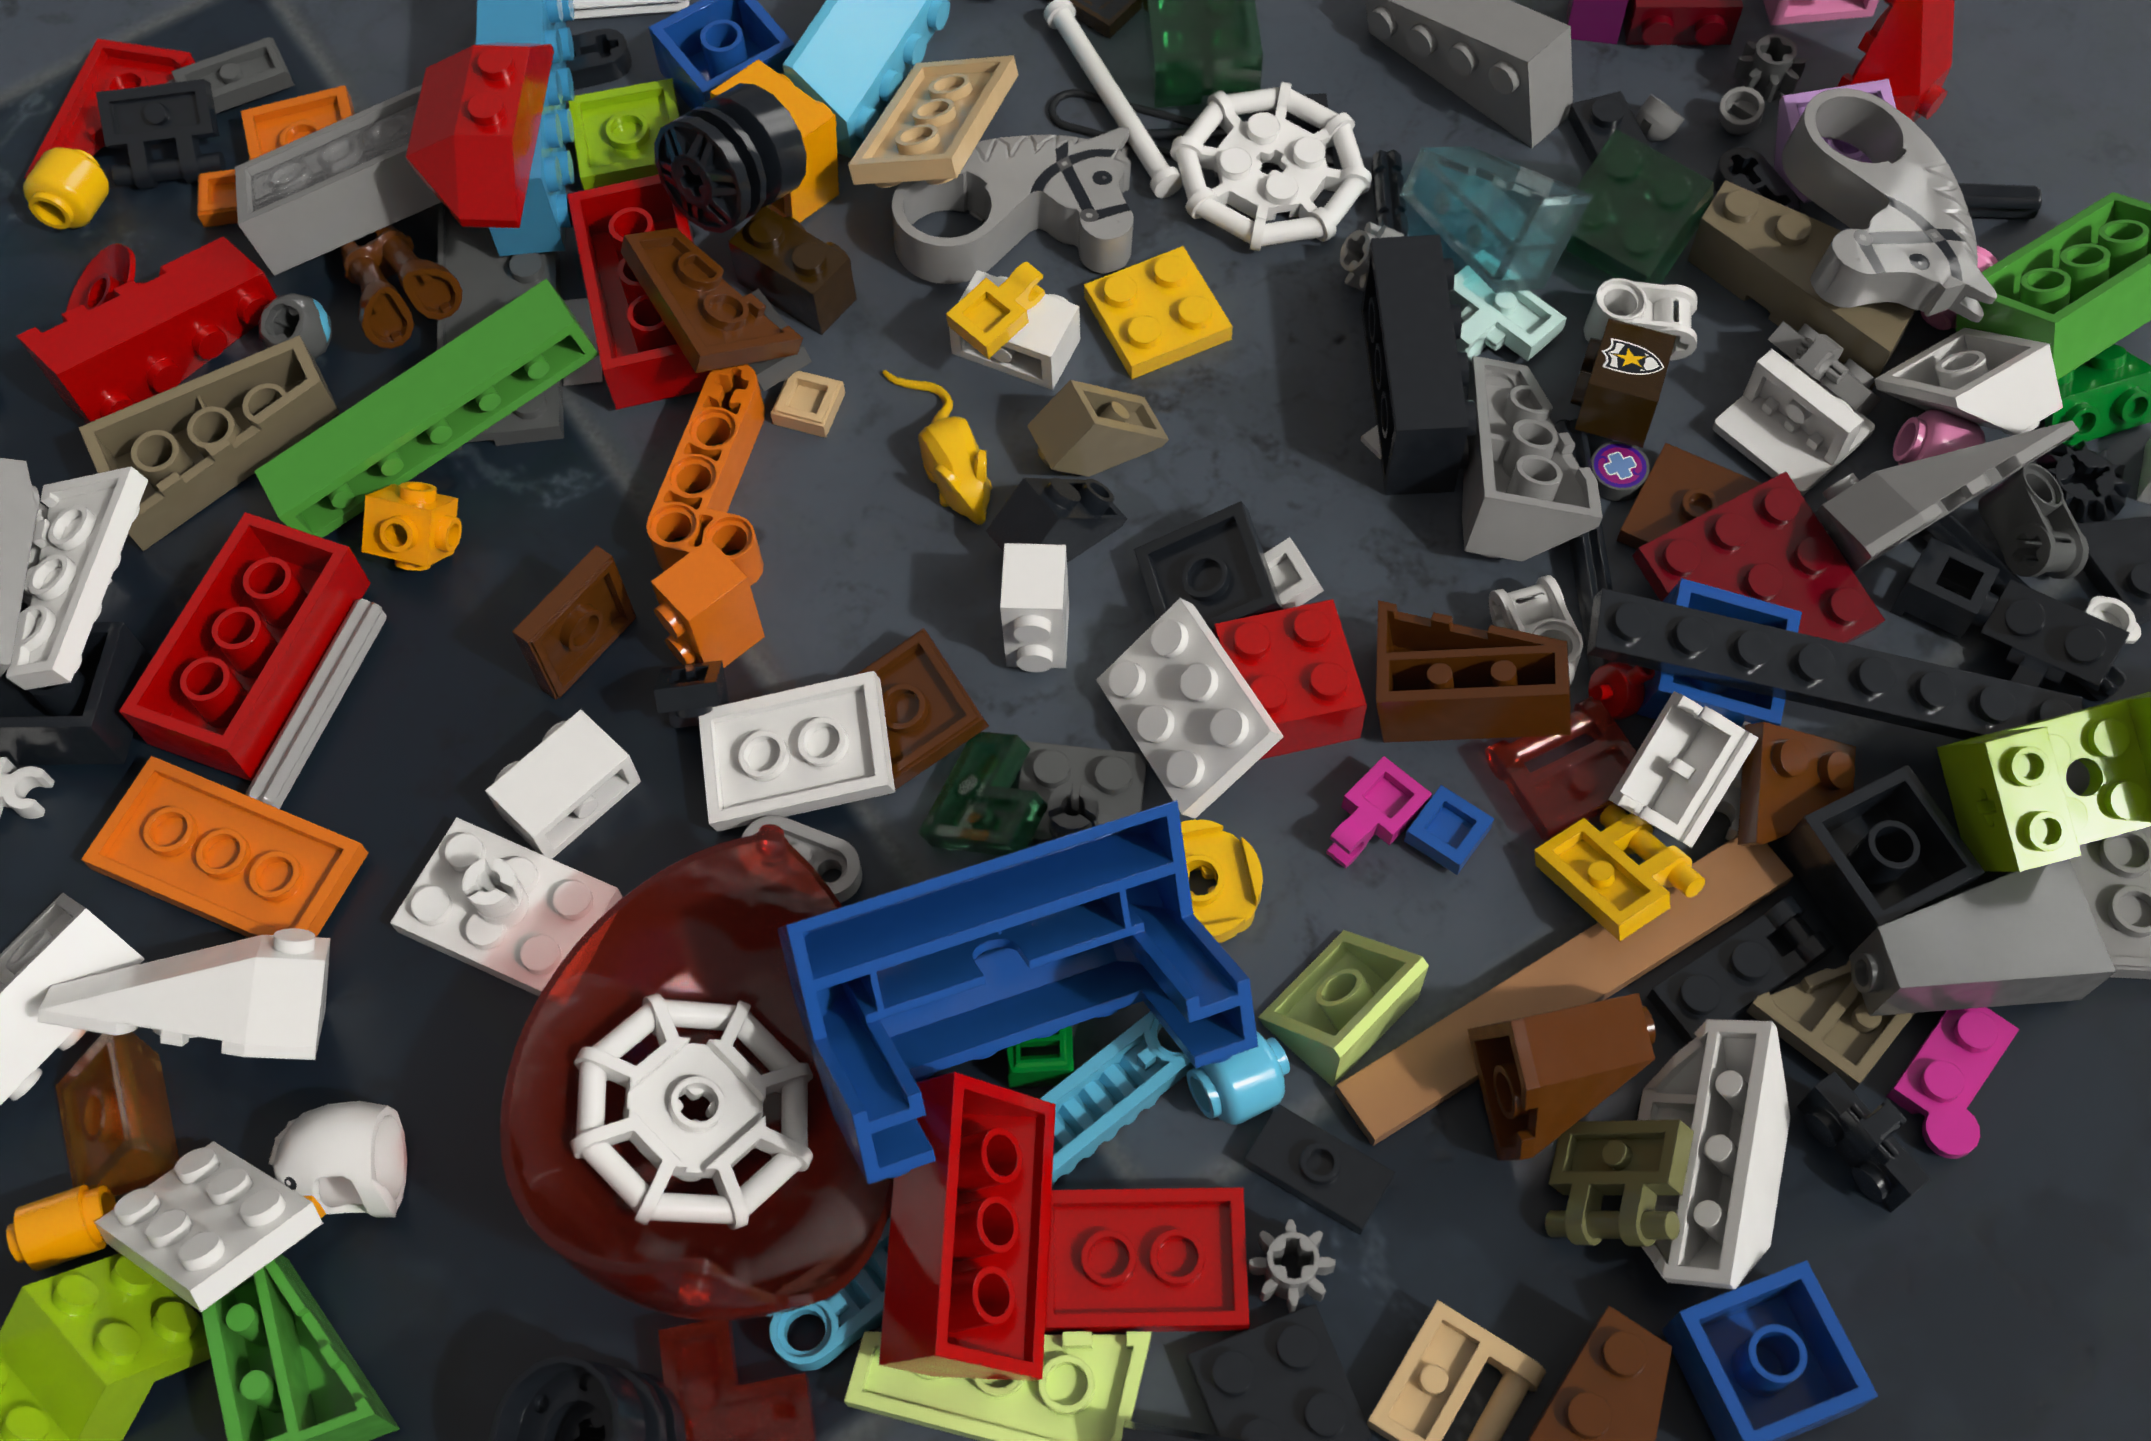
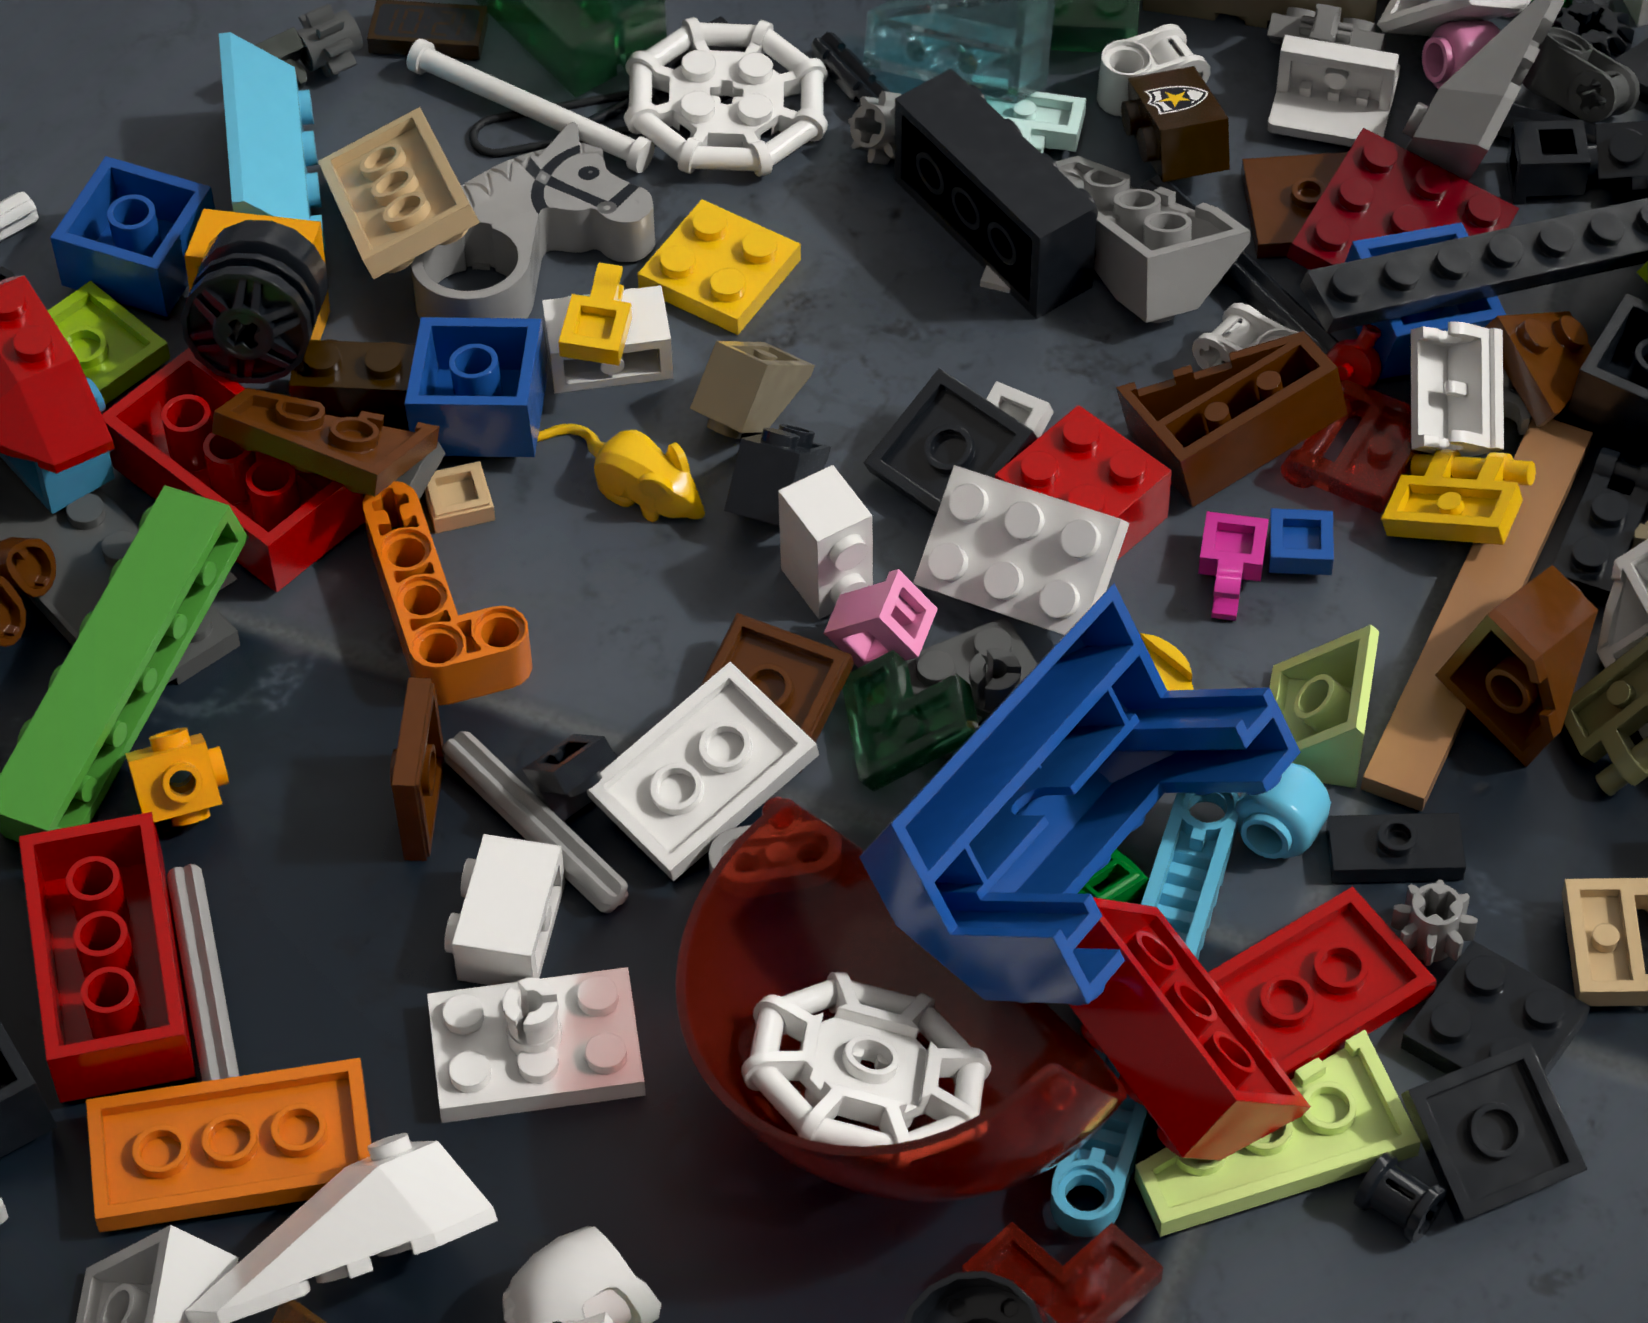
camera: 35 degrees left, 10 degrees down
(650, 728) = (535, 820): none -> light grey axle
(707, 607) = (532, 691): orange brick -> none
(874, 317) = (479, 384): none -> blue brick
(1033, 703) = (881, 620): none -> bright pink brick
(1619, 470) = (1222, 192): tile -> none

